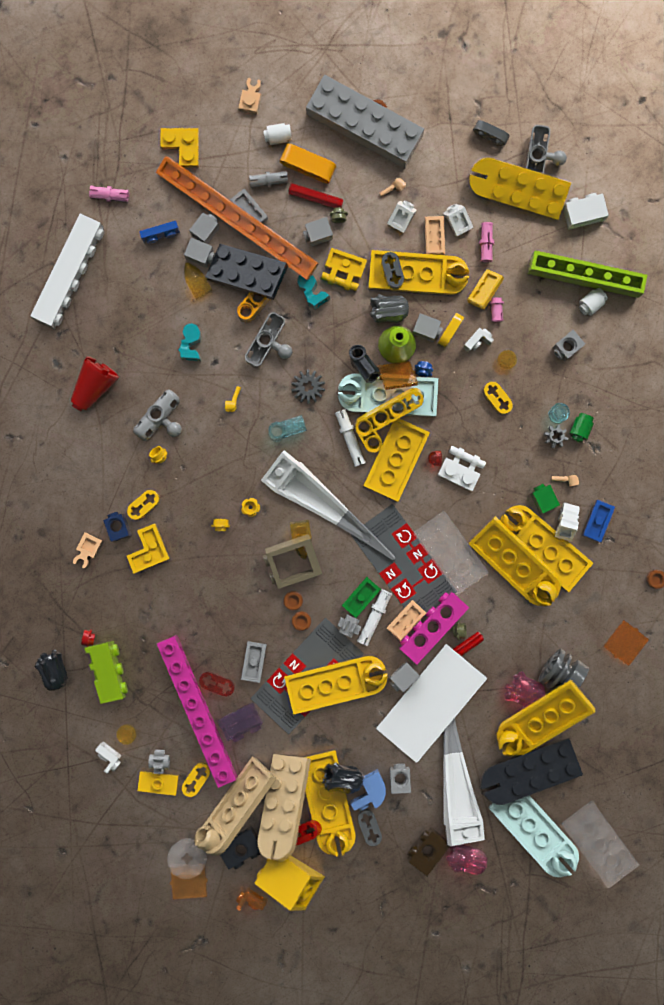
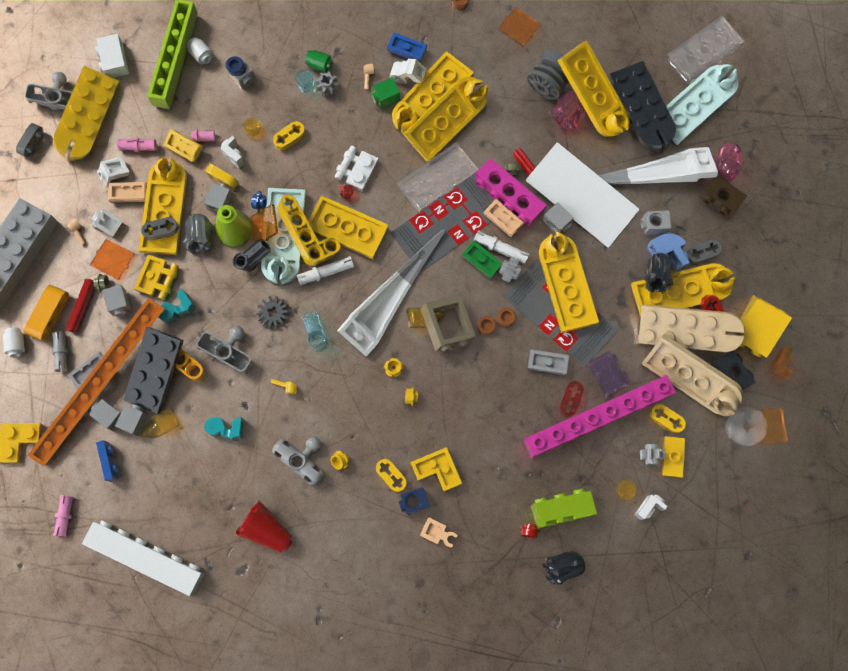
camera: 90 degrees left, 10 degrees down
(364, 224) = (112, 259): none -> clear orange piece
(570, 339) = (235, 66): none -> dark blue tile

